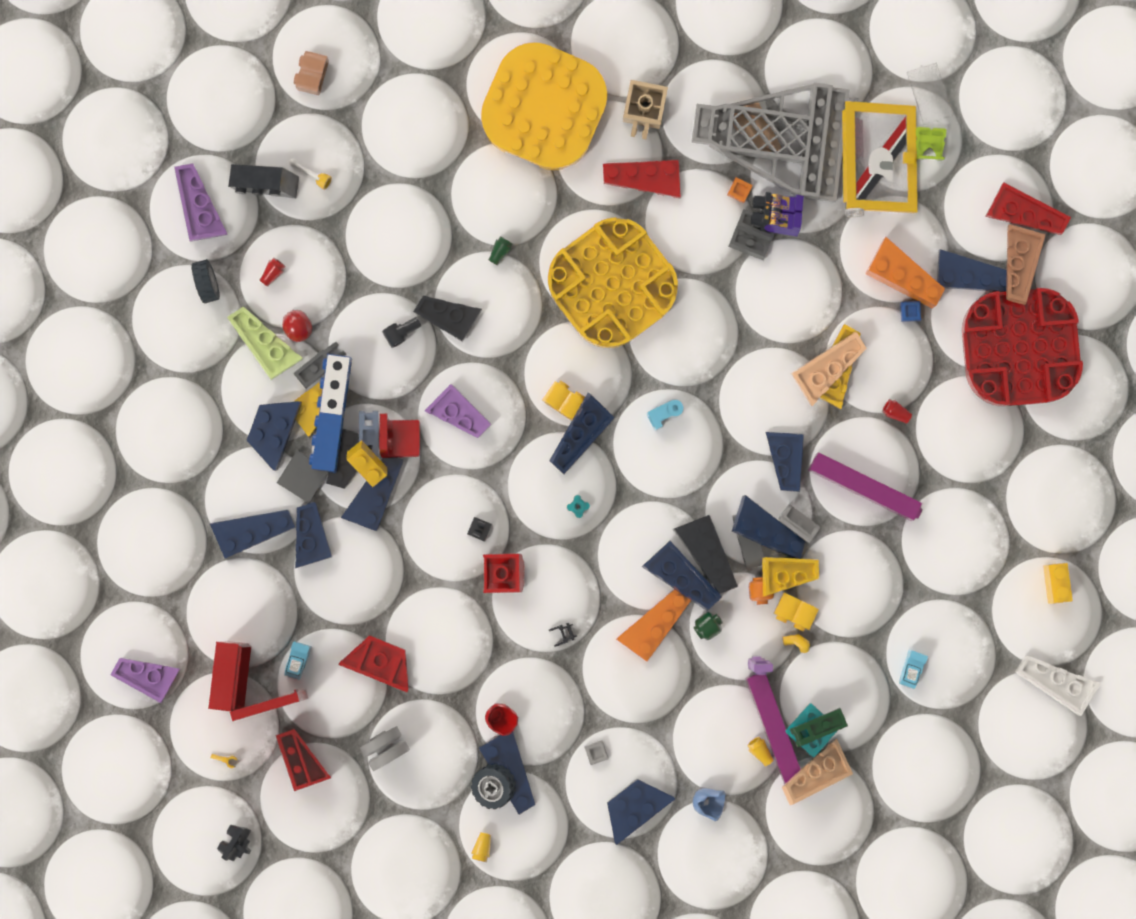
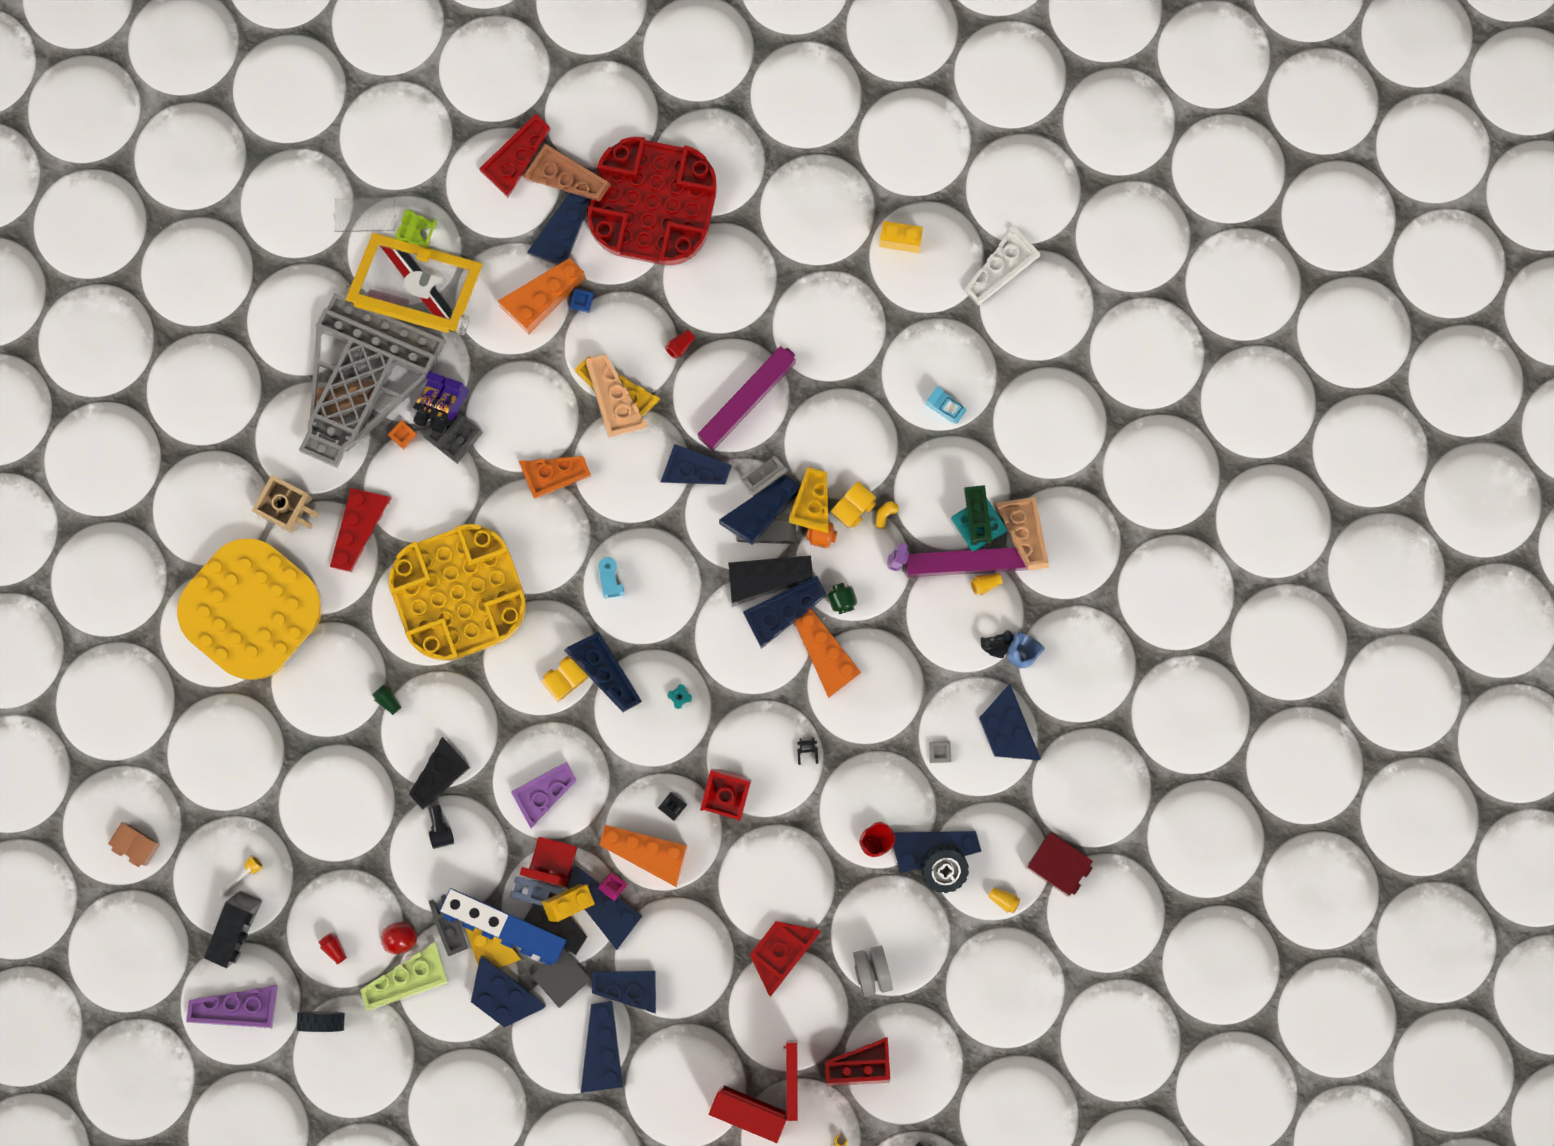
camera: 70 degrees left, 5 degrees down
(297, 660) = (753, 1039): medium azure leg -> none
(394, 497) = (612, 886): none -> dark pink tile
(431, 523) = (651, 854): none -> orange wedge
(526, 888) = (1060, 865): none -> dark red brick
(707, 777) = (997, 645): none -> black piece
(744, 335) = (553, 474): none -> orange wing

